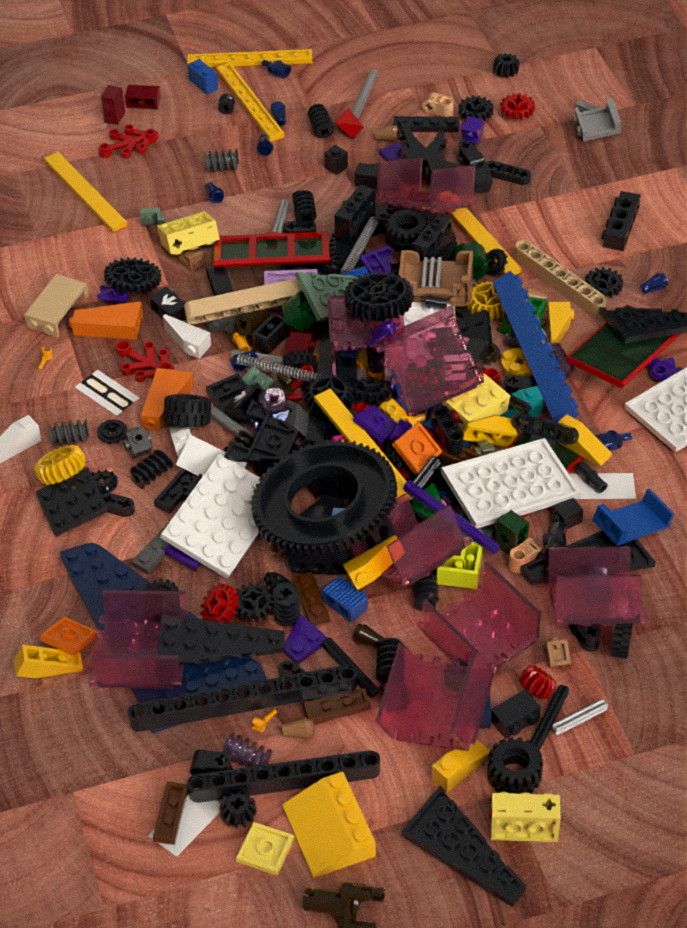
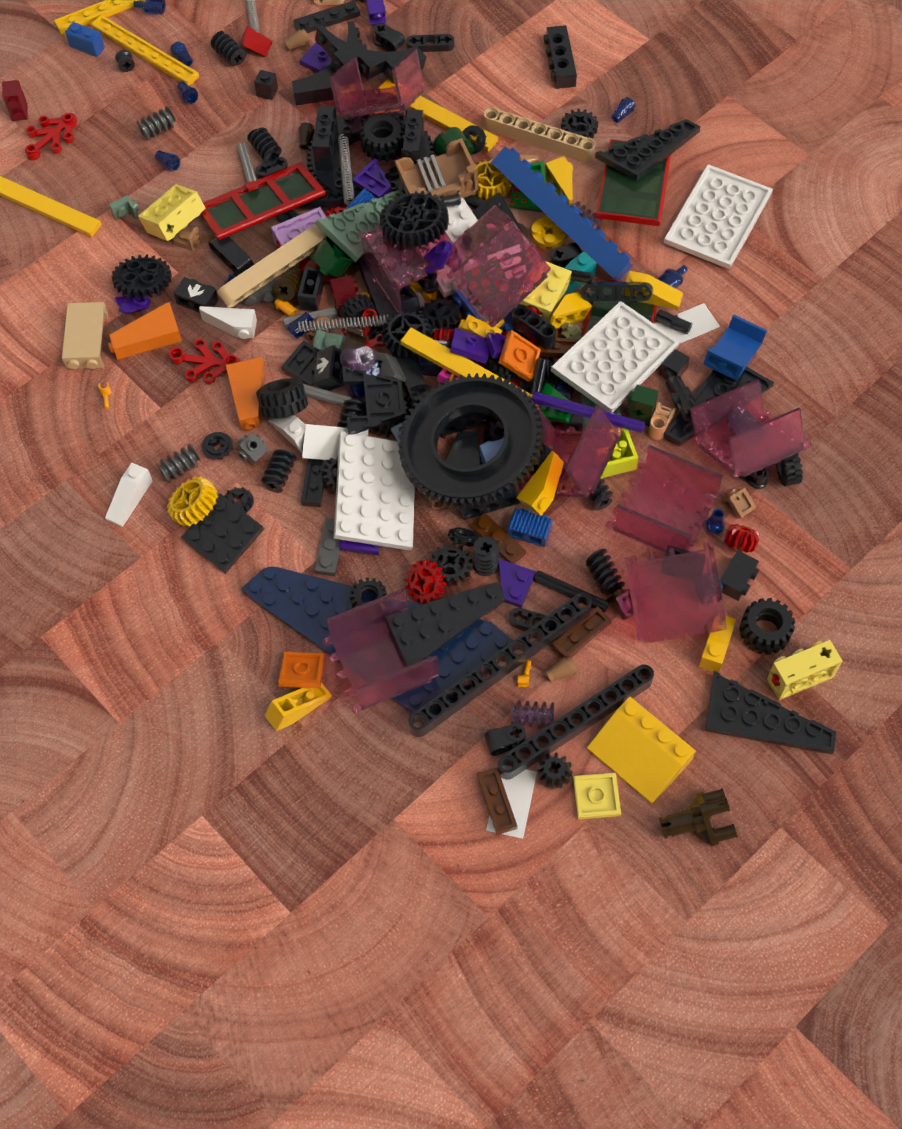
camera: 25 degrees left, 15 degrees up
(107, 392) = (186, 407): sticker -> none
(118, 503) = (266, 517): black beam -> none
(143, 96) = (37, 81): dark red brick -> none
(365, 635) = (569, 555): dark brown cone -> none
(511, 339) = (533, 212): dark grey pin -> none
(522, 659) = (715, 523): none -> clear blue cone
(550, 716) = (765, 566): black axle -> none
(579, 716) = (789, 554): light grey axle -> none
(663, 369) = (676, 192): dark purple plate -> none

